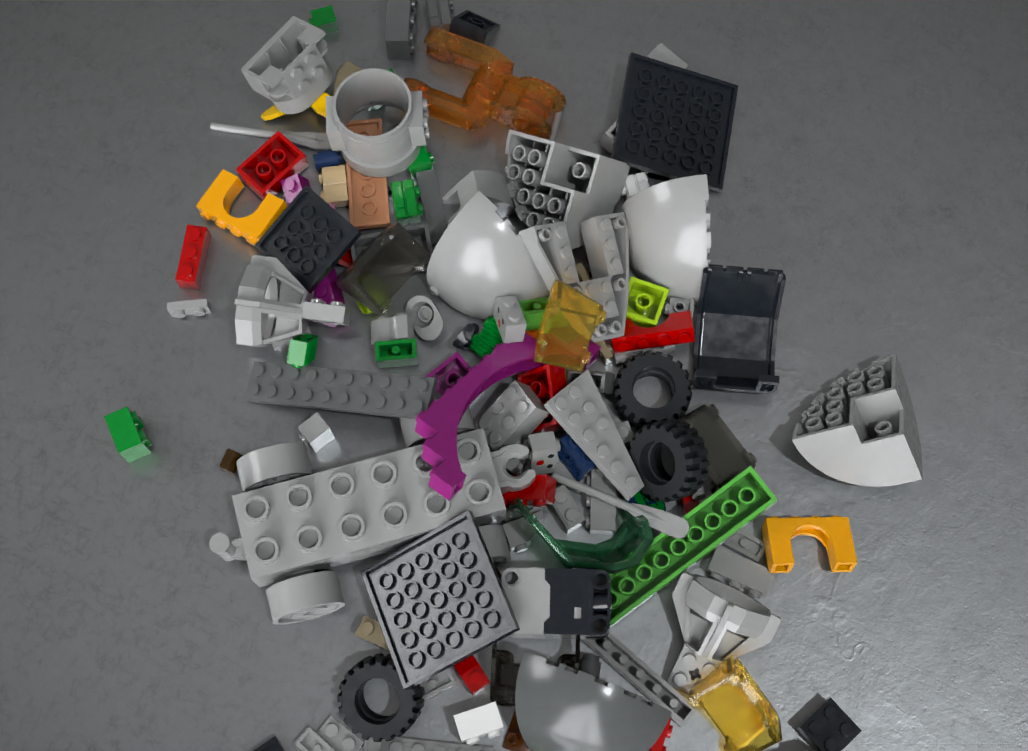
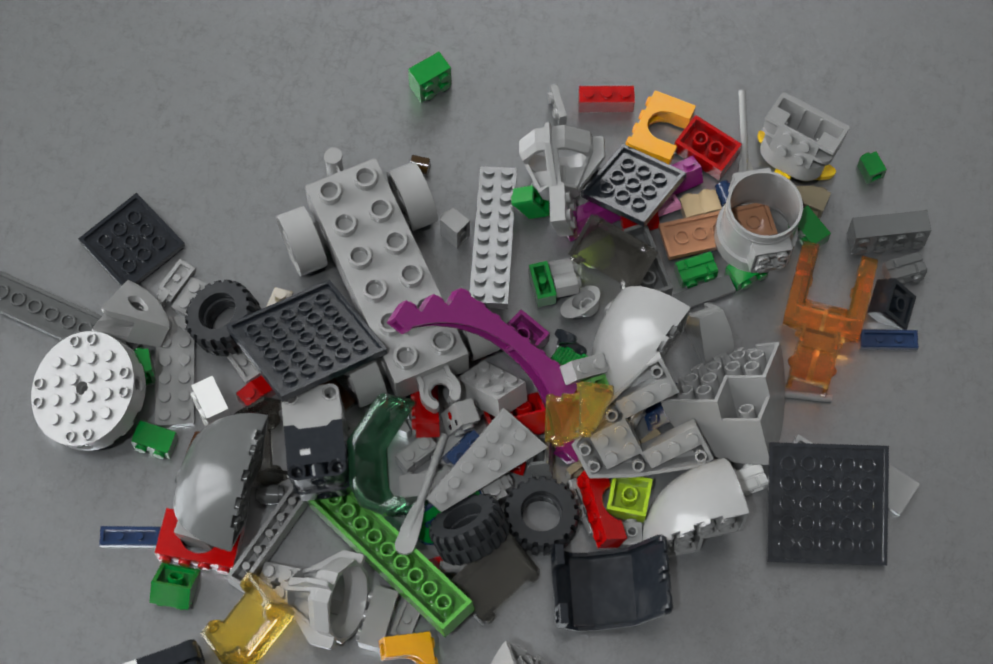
camera: 80 degrees right, 5 degrees down
(510, 36) = (888, 339): none -> dark blue tile

